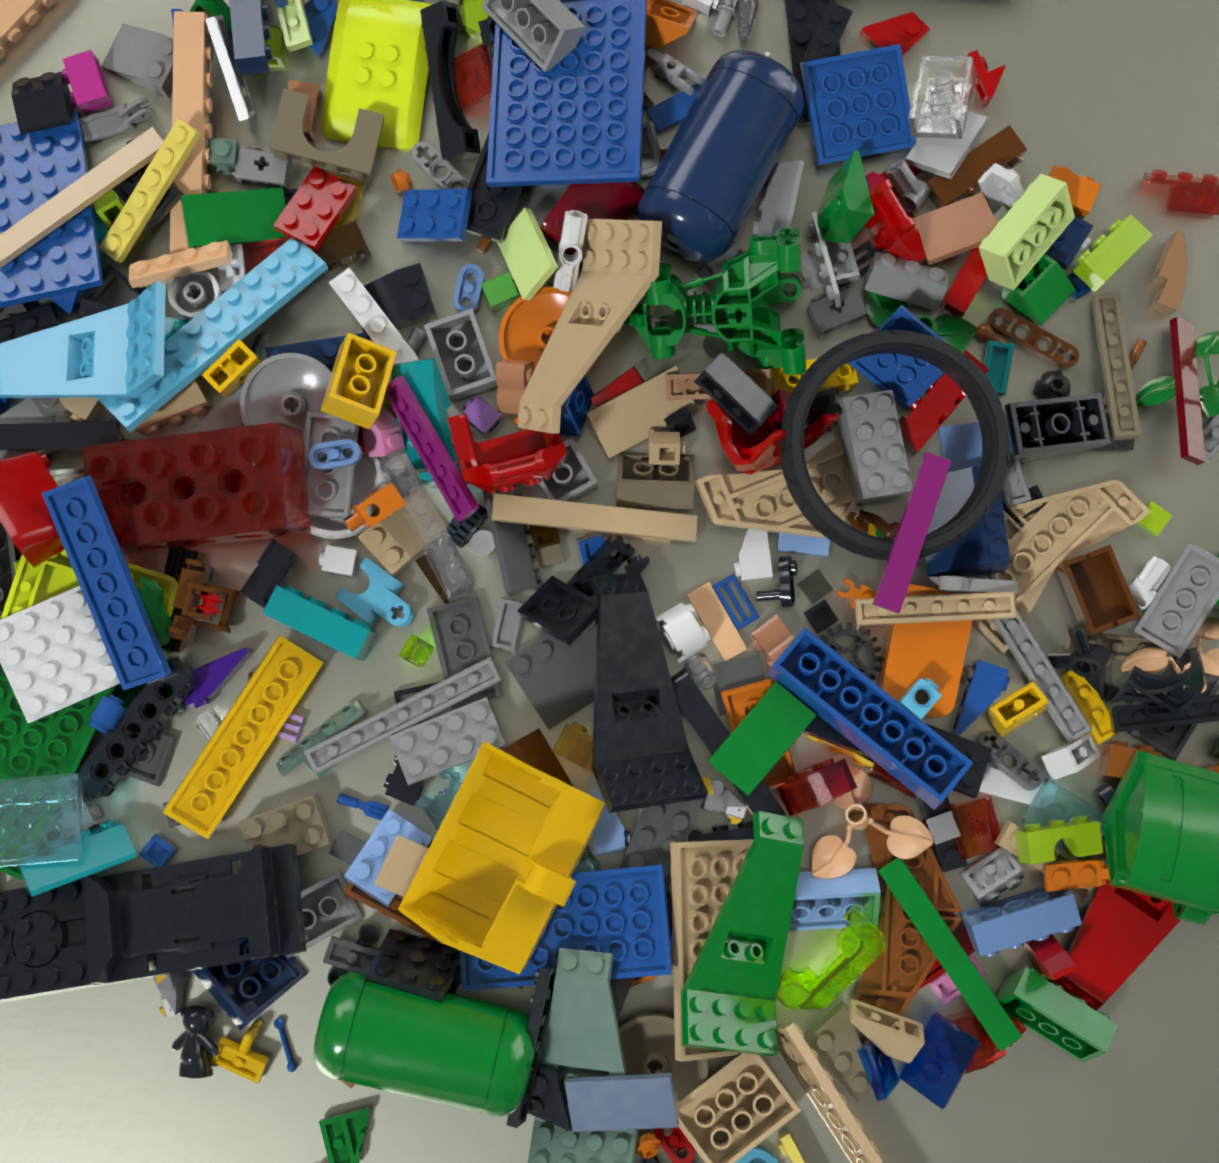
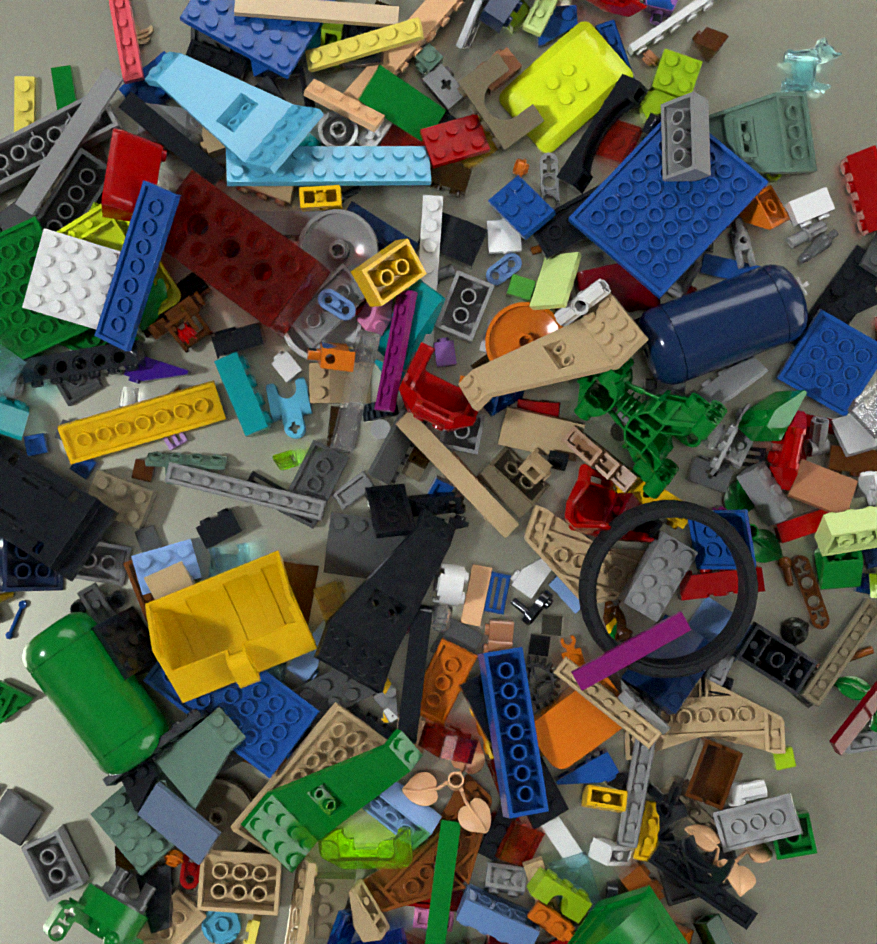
camera: 35 degrees right, 5 degrees up
(107, 714) = (73, 341): blue brick -> none
(225, 833) = (84, 468): none -> blue tile
(286, 786) = (143, 472): none -> reddish brown tile
(370, 808) = (180, 526): blue piece -> none
(442, 259) = (503, 237): none -> white piece
(446, 741) = (258, 528): light grey plate -> none
(512, 380) = (479, 352): nougat brick -> none
(736, 393) = (604, 475): brick -> none
(762, 738) = (441, 688): green tile -> none
(909, 702) = (543, 742): medium azure brick -> none
(943, 827) = (500, 829): light grey tile -> none
(998, 360) = (774, 590): teal tile -> none
(1017, 680) = (620, 781): none -> black tile
(1030, 766) = (576, 807): dark grey beam -> none

